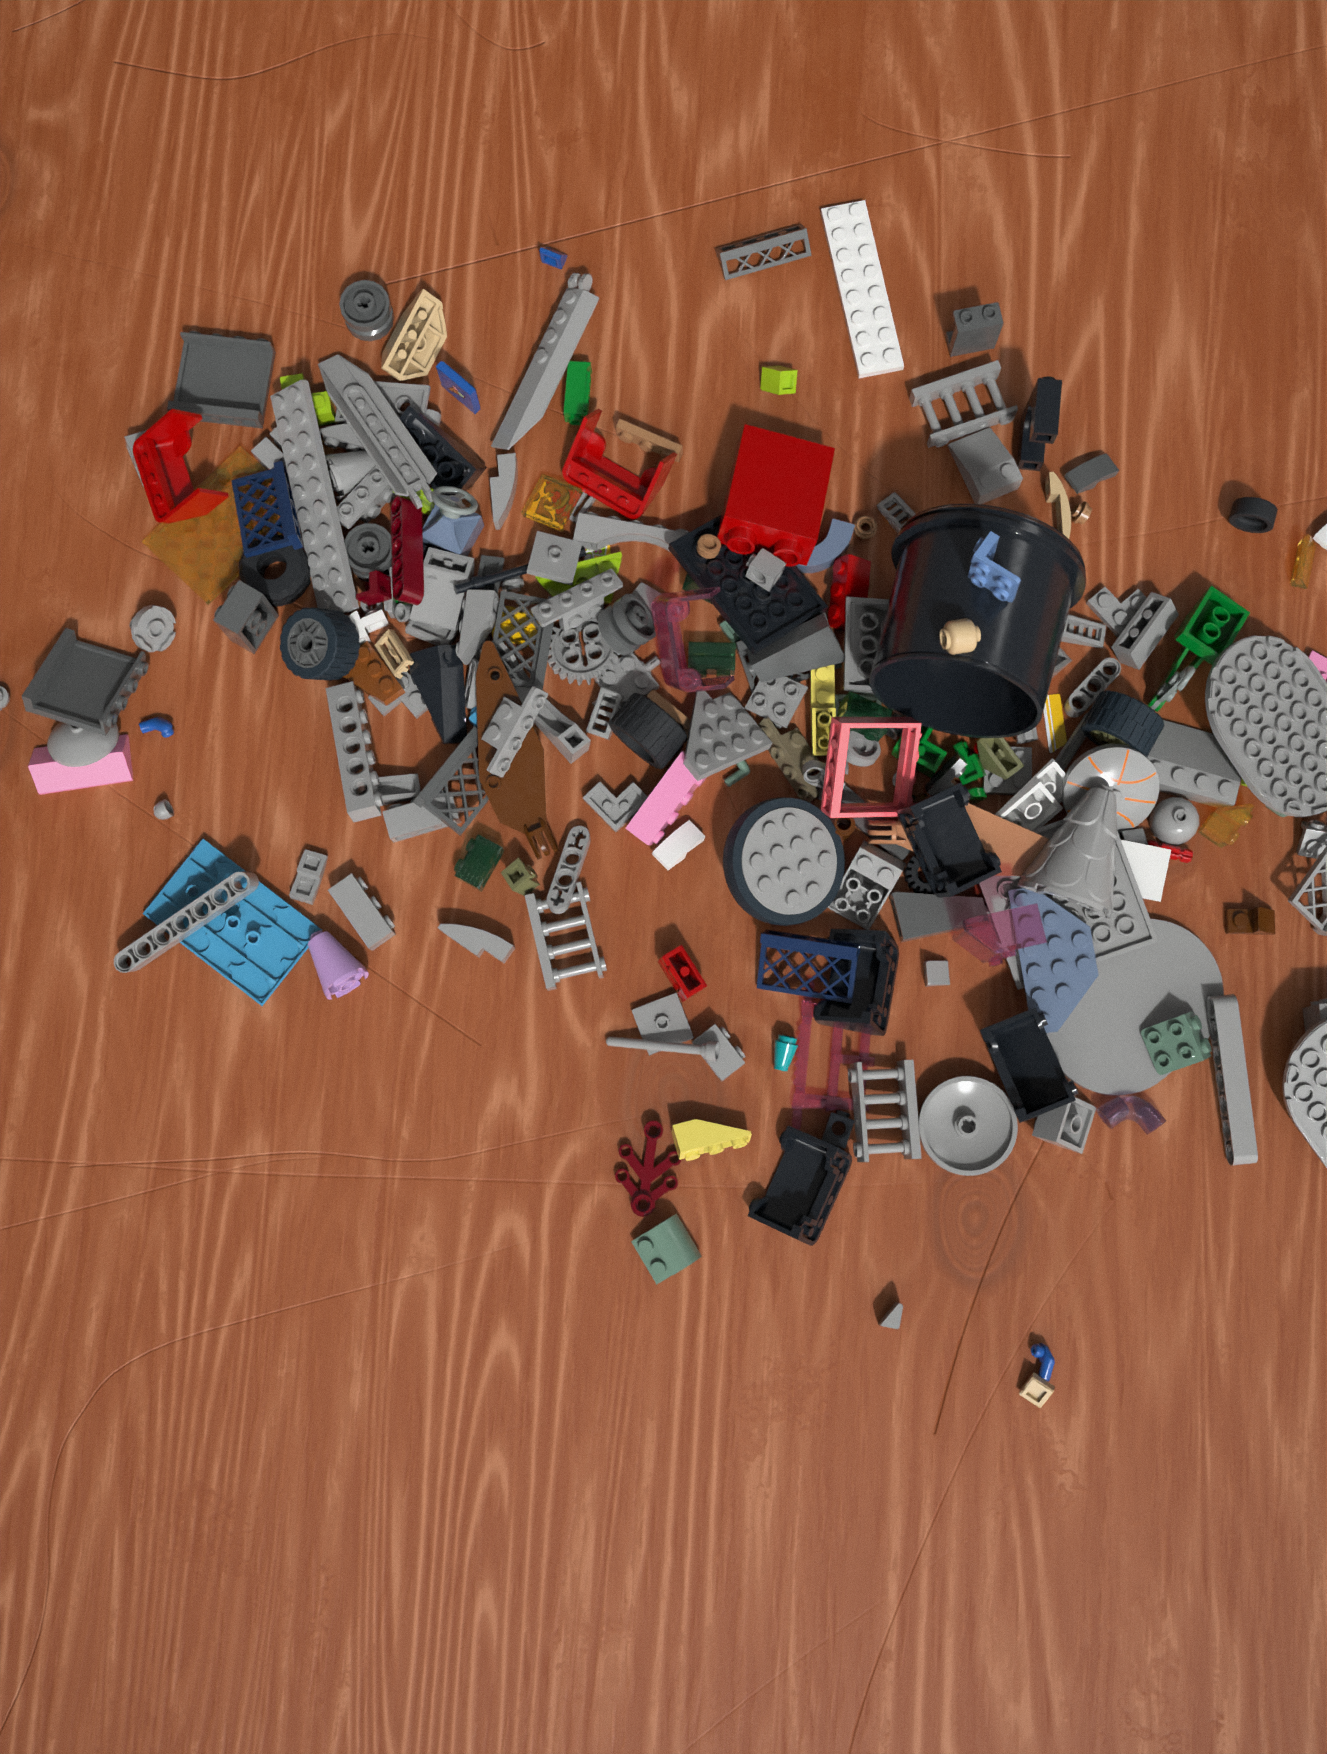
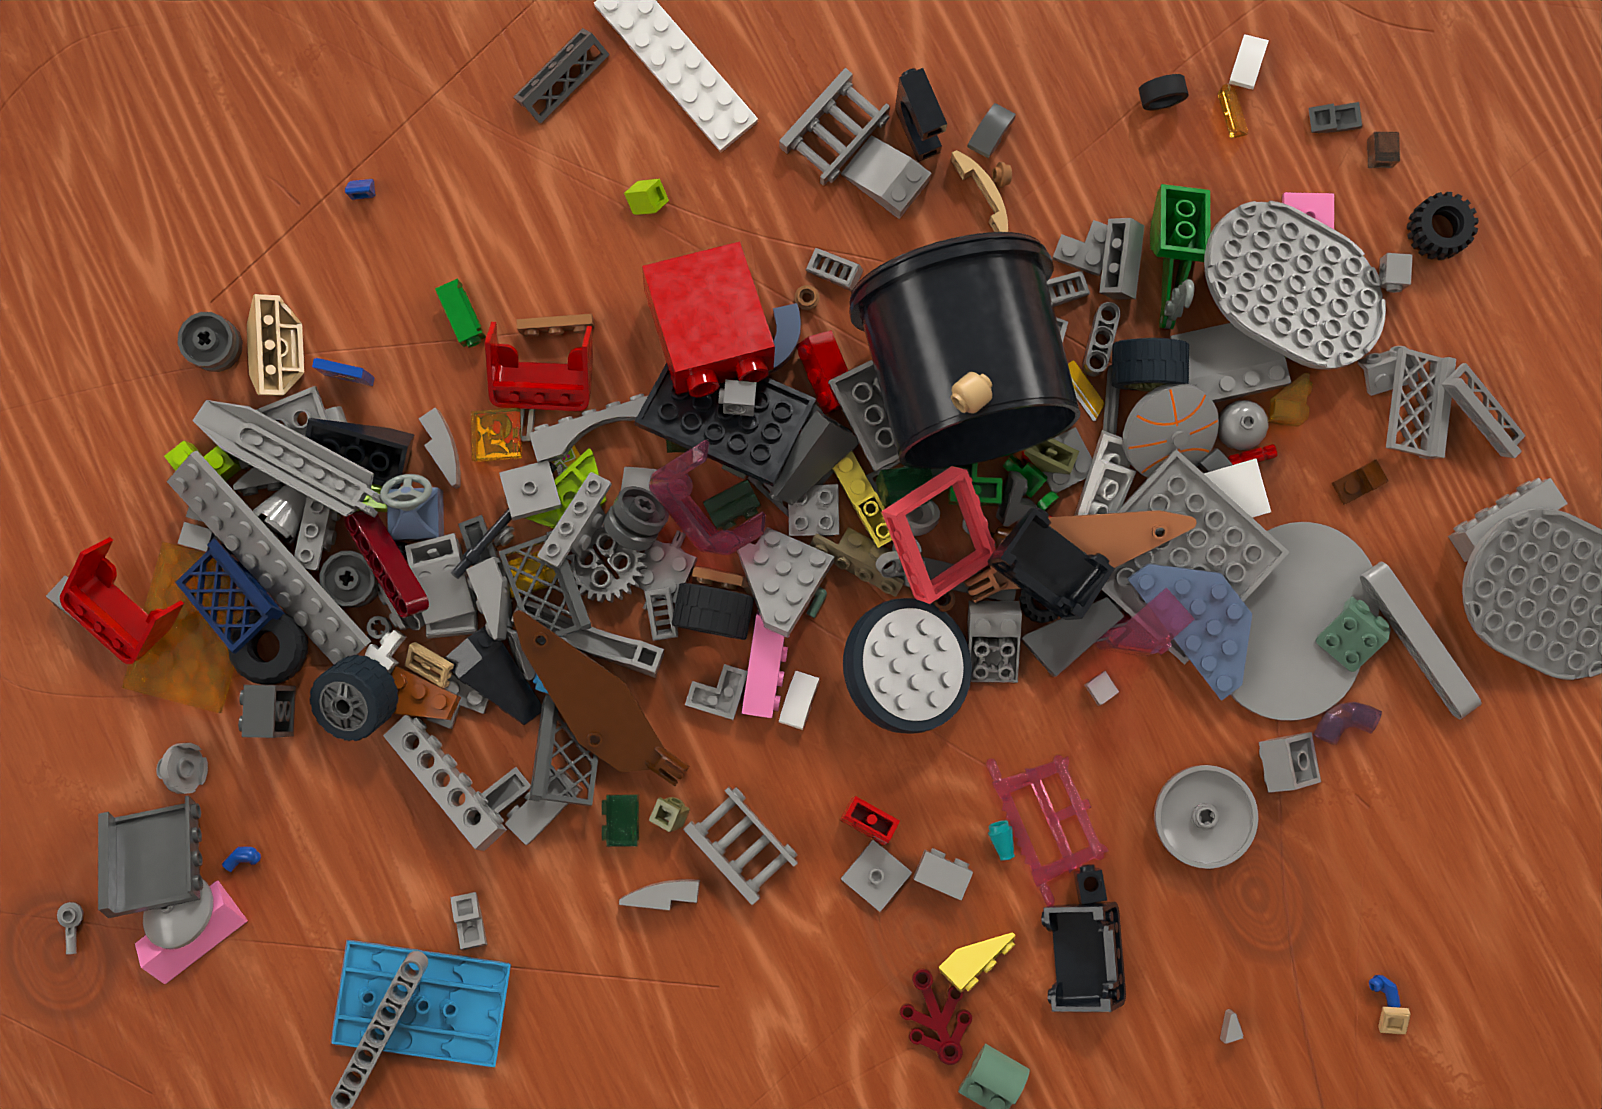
camera: 30 degrees left, 5 degrees up
(163, 810) = (294, 934): light grey hinge -> none
(224, 378) = (108, 485): dark grey panel -> none
(335, 965) = (541, 992): lavender cone -> none
(362, 911) = (538, 926): light grey brick -> none
(377, 589) = (378, 613): dark red panel -> none
(510, 728) = (582, 682): light grey bracket -> none
(549, 361) = (416, 299): light grey hinge -> none
(571, 870) = (707, 781): light grey beam -> none
(707, 1050) = (935, 880): light grey piece -> none
(708, 546) = (672, 403): medium nougat tile -> none
(811, 945) = (979, 728): dark blue fence -> none
(872, 988) = (1036, 738): black windscreen -> none
(904, 1097) = (1149, 843): light grey fence -> none
(975, 329) = (807, 49): dark grey panel -> none
(988, 574) = (961, 319): medium blue bracket -> none
(1028, 1065) = (1234, 733): black windscreen -> none
(1080, 855) = (1178, 514): light grey cone -> none

